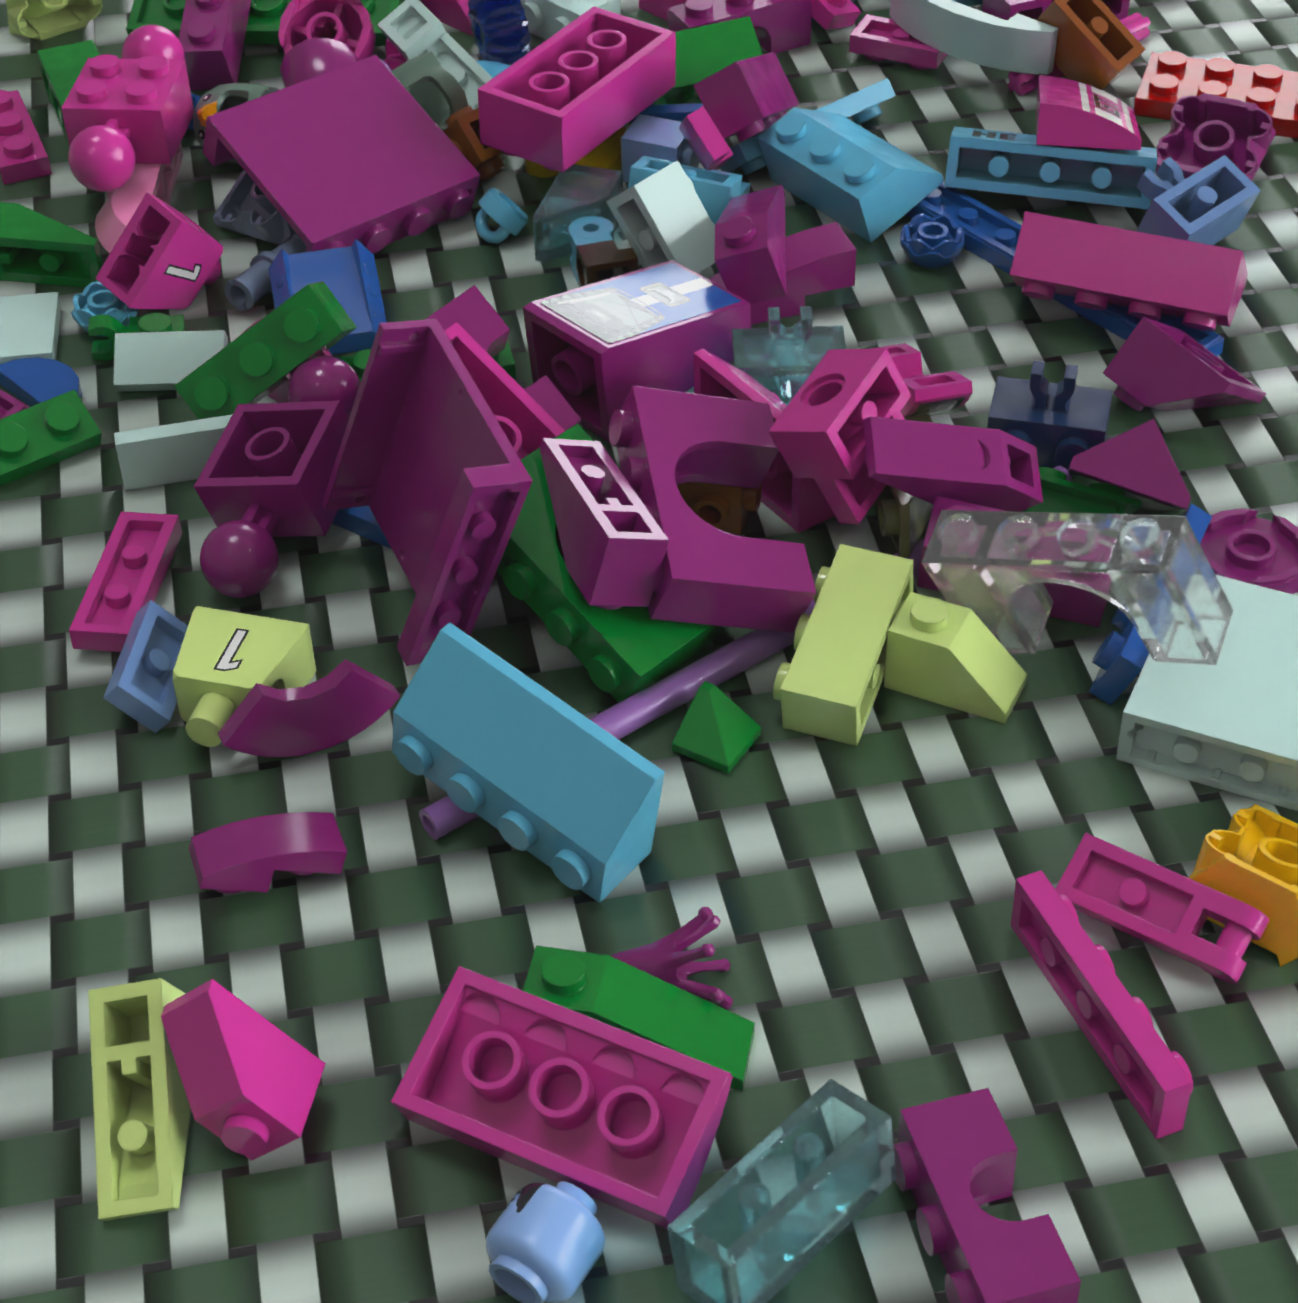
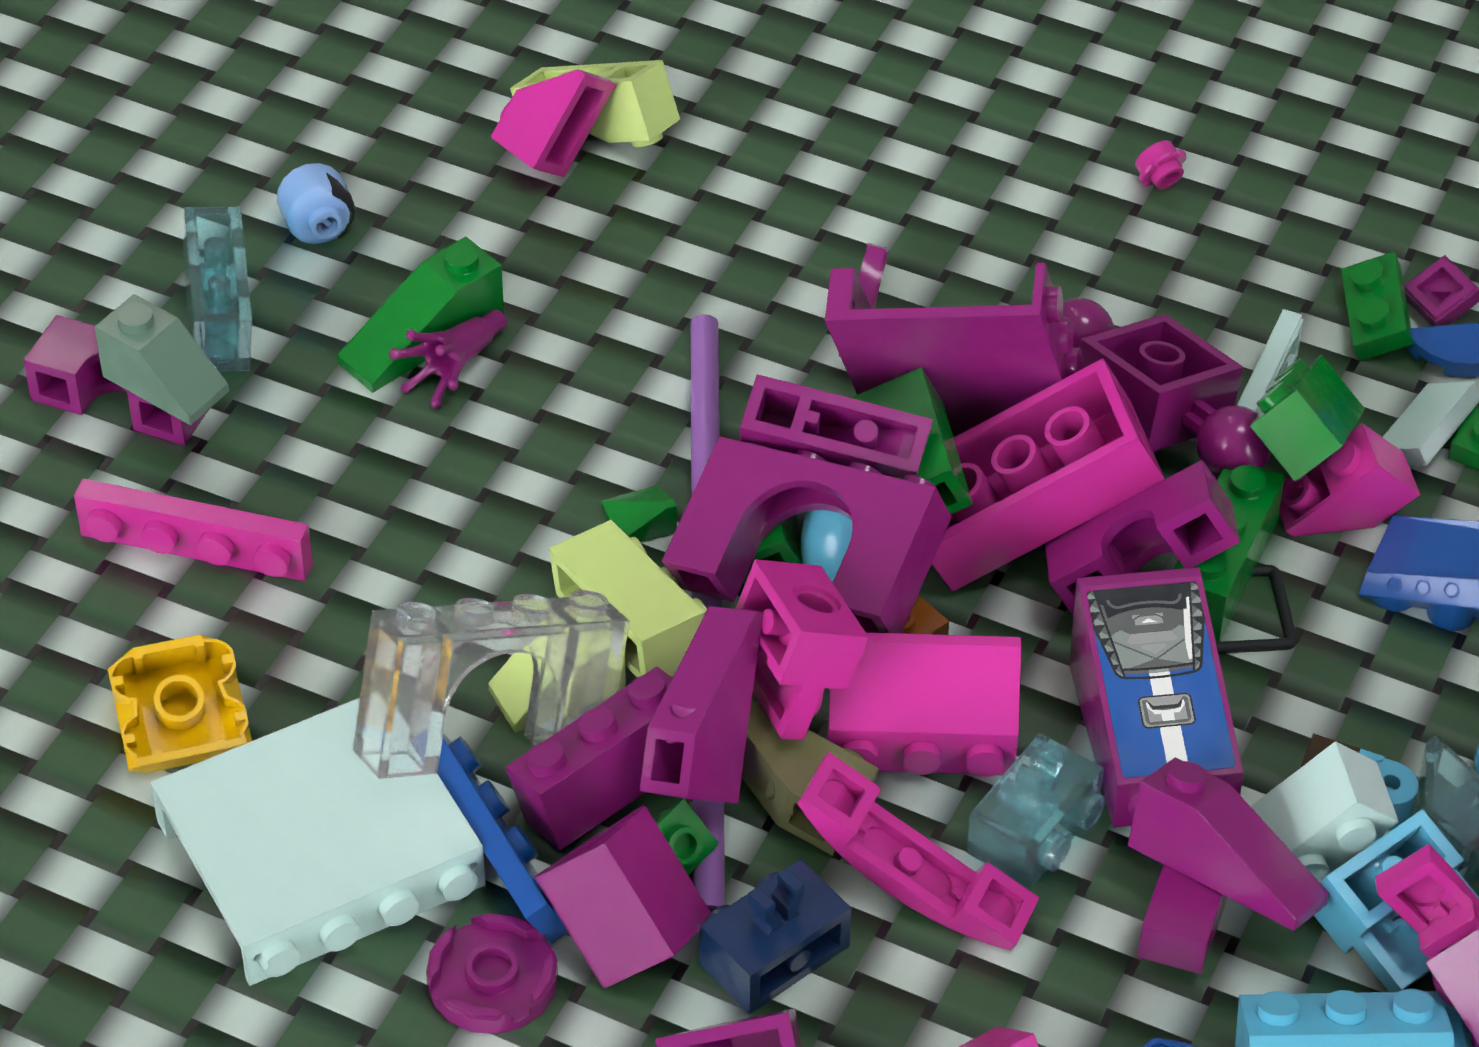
camera: 125 degrees right, 5 degrees up
(125, 579) = (1122, 279): dark pink plate -> none
(145, 667) = (998, 250): medium blue plate -> none
(226, 657) = (951, 273): yellowish green torso -> none
(249, 850) = (749, 232): magenta slope -> none
(527, 764) = (666, 346): medium azure slope -> none
(565, 1096) = (385, 234): dark pink slope -> none
(980, 1116) = (158, 360): none -> sand green slope
(1160, 907) = (222, 612): dark pink plate -> none

